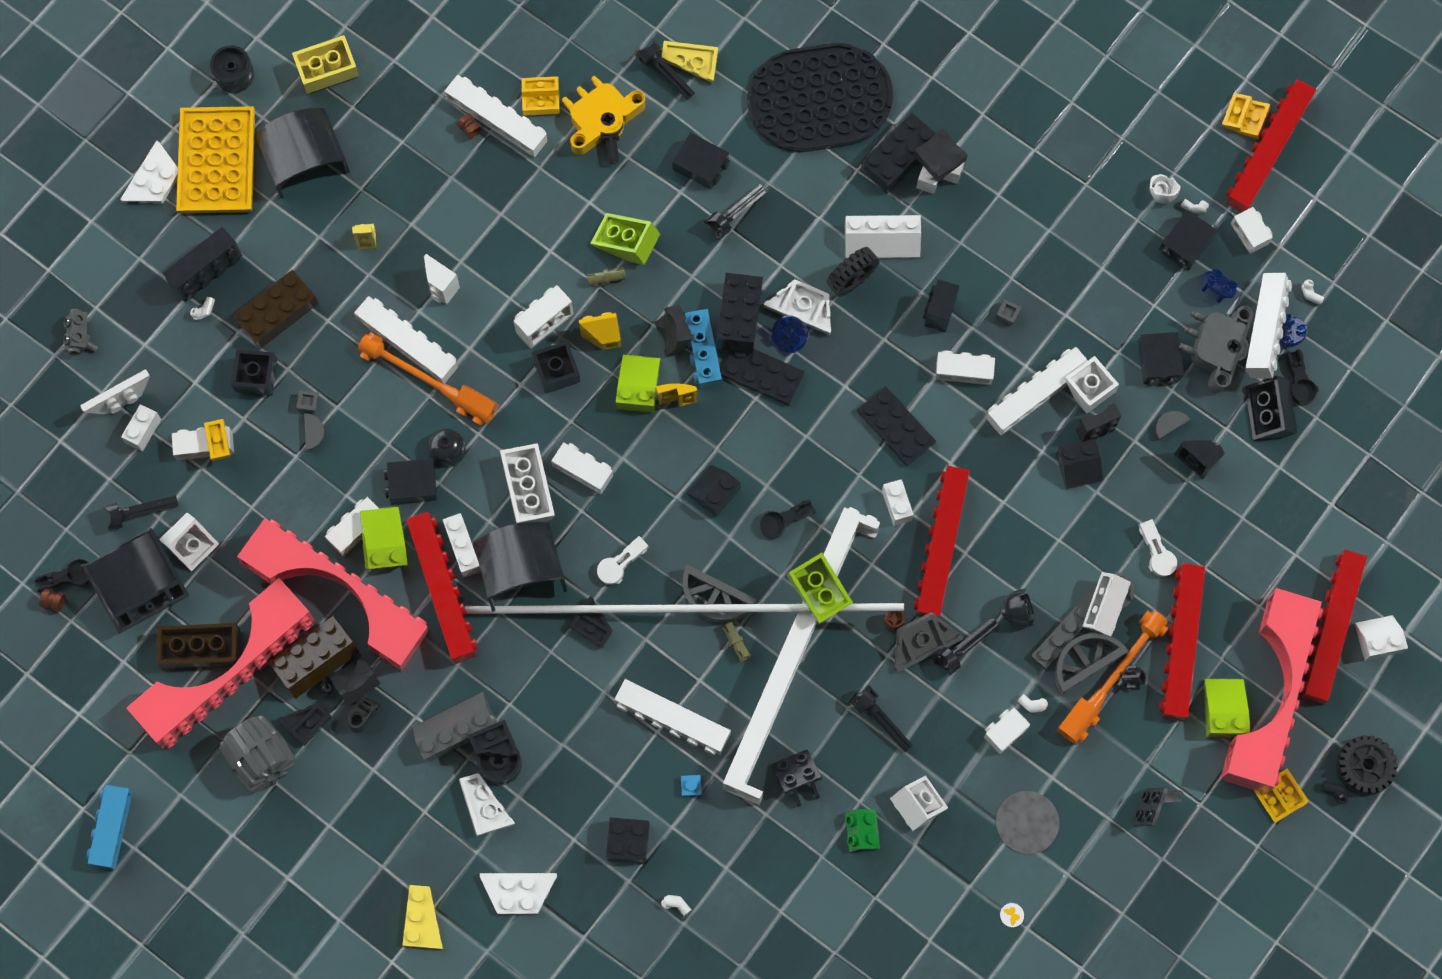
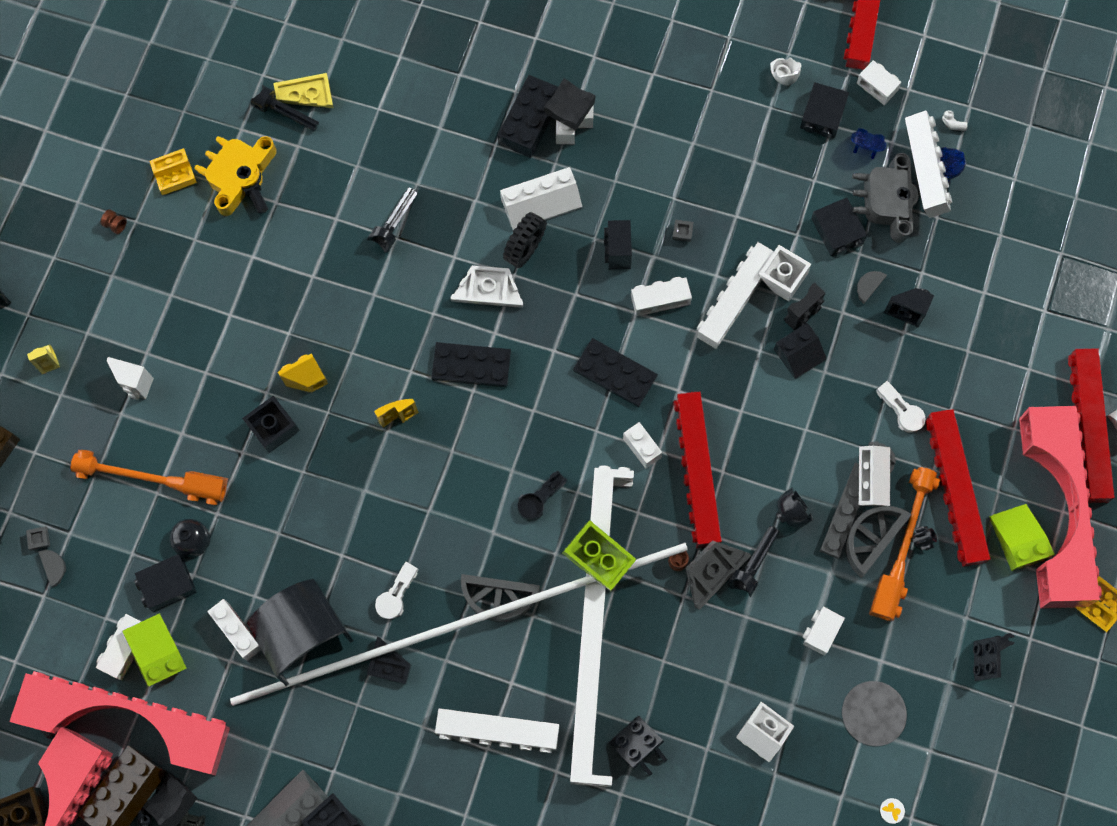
camera: 15 degrees left, 0 degrees up
(406, 340) = (116, 446): white brick -> none
(441, 587) = (228, 679): red brick -> none
(496, 116) = (136, 203): white brick -> none
(527, 484) = (280, 548): white brick -> none
(543, 316) = (242, 379): white brick -> none
(582, 467) = (328, 513): white brick -> none
(606, 276) = (291, 321): olive pin -> none
(626, 237) = (298, 278): lime slope -> none
(637, 383) = (355, 414): lime slope -> none
(674, 330) = (373, 351): black brick -> none
(691, 785) = (538, 791): dark azure plate -> none
(701, 161) = (346, 183): black brick -> none
(703, 350) = (407, 359): dark azure brick -> none
(714, 489) = (463, 491): black slope -> none
(736, 642) = (534, 633): olive pin -> none
(739, 312) = (430, 314): black brick -> none
(782, 329) = (476, 316): clear blue plate -> none
(819, 97) = (437, 89): black tile -> none
(862, 830) = (719, 777): green bracket -> none
(867, 702) = (681, 649): black piece -> none
(1033, 706) = (840, 597): white arm -> none
(1195, 209) = (822, 79): white arm -> none
(1271, 409) = (957, 240): black slope -> none
(1302, 393) = (983, 213): black piece -> none

